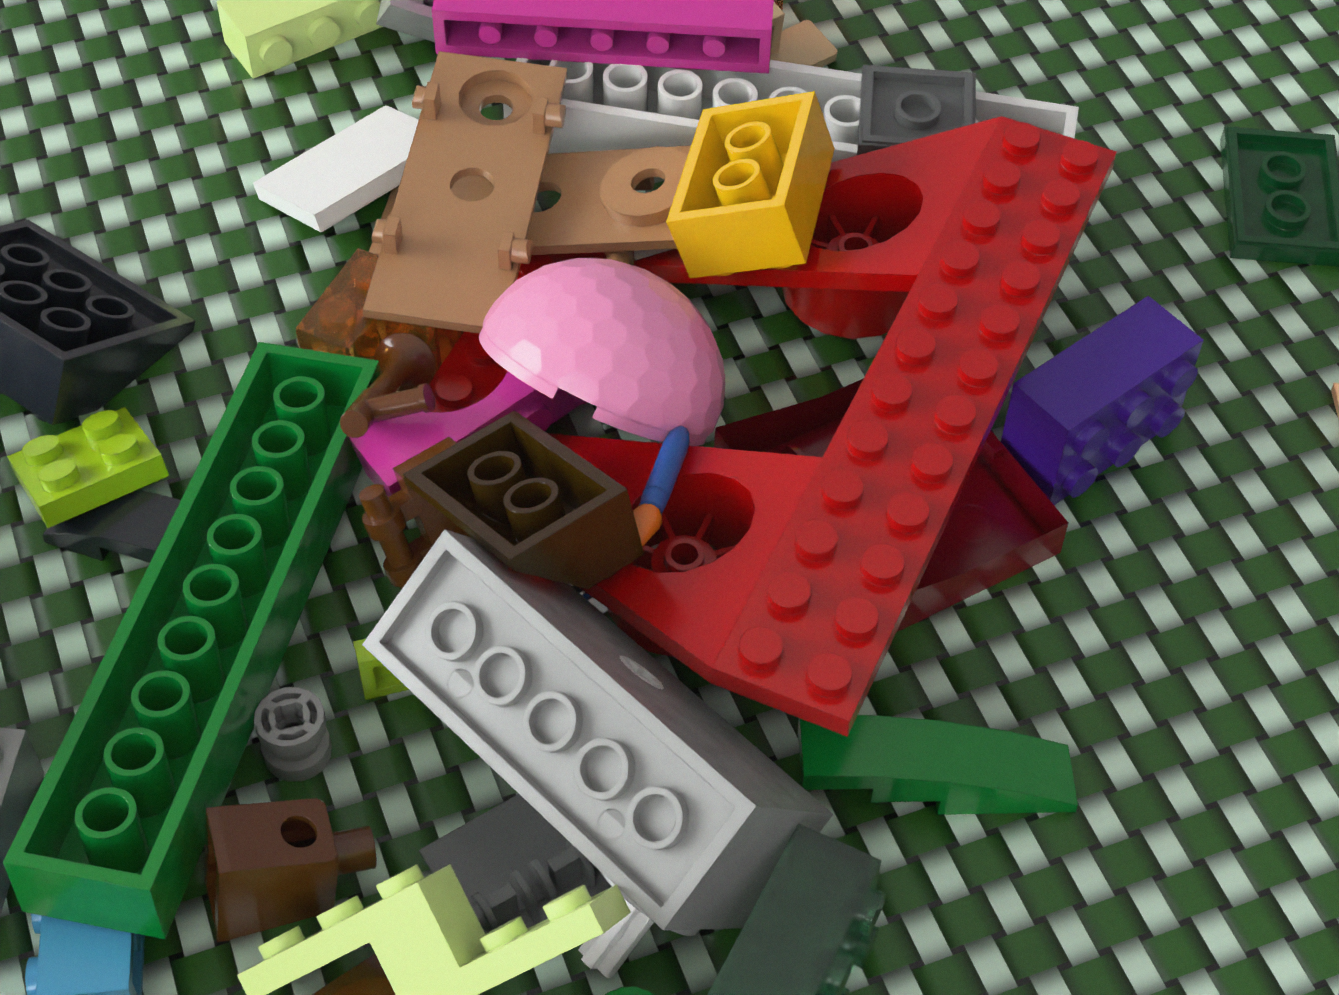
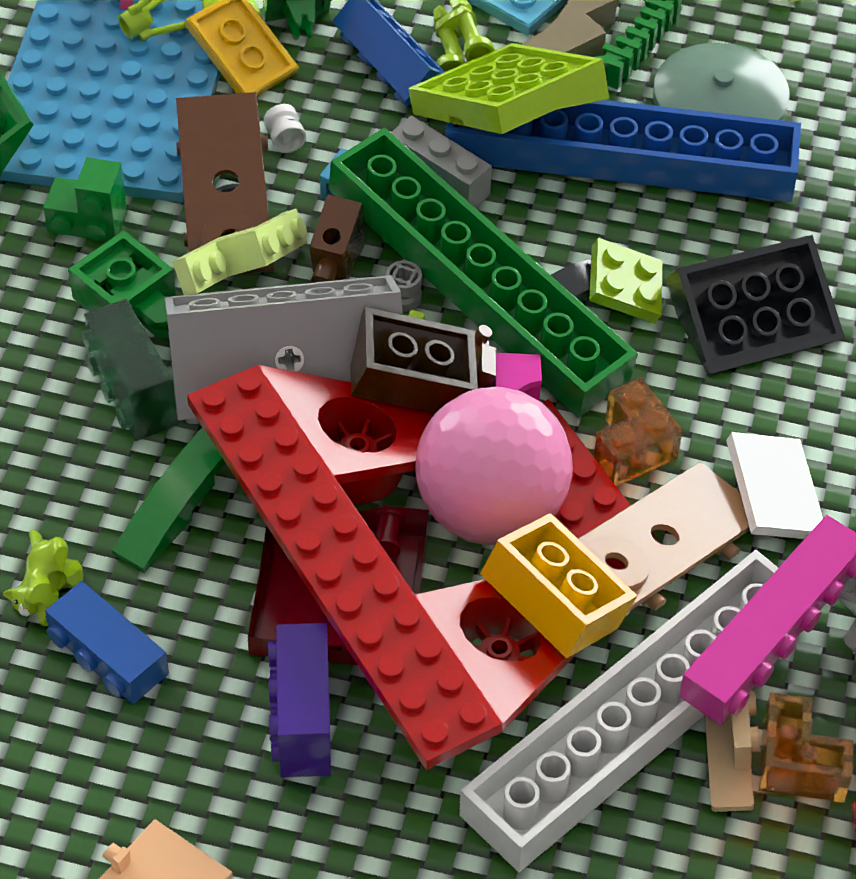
camera: 125 degrees right, 0 degrees up
(404, 367) = (543, 358): reddish brown piece -> none
(451, 256) = (643, 455): medium nougat piece -> none
(661, 483) = (387, 427): blue piece -> none
(912, 104) = (575, 742): dark grey tile -> none
(1197, 838) = (44, 577): none -> lime animal
(1225, 690) = (106, 643): none -> blue brick

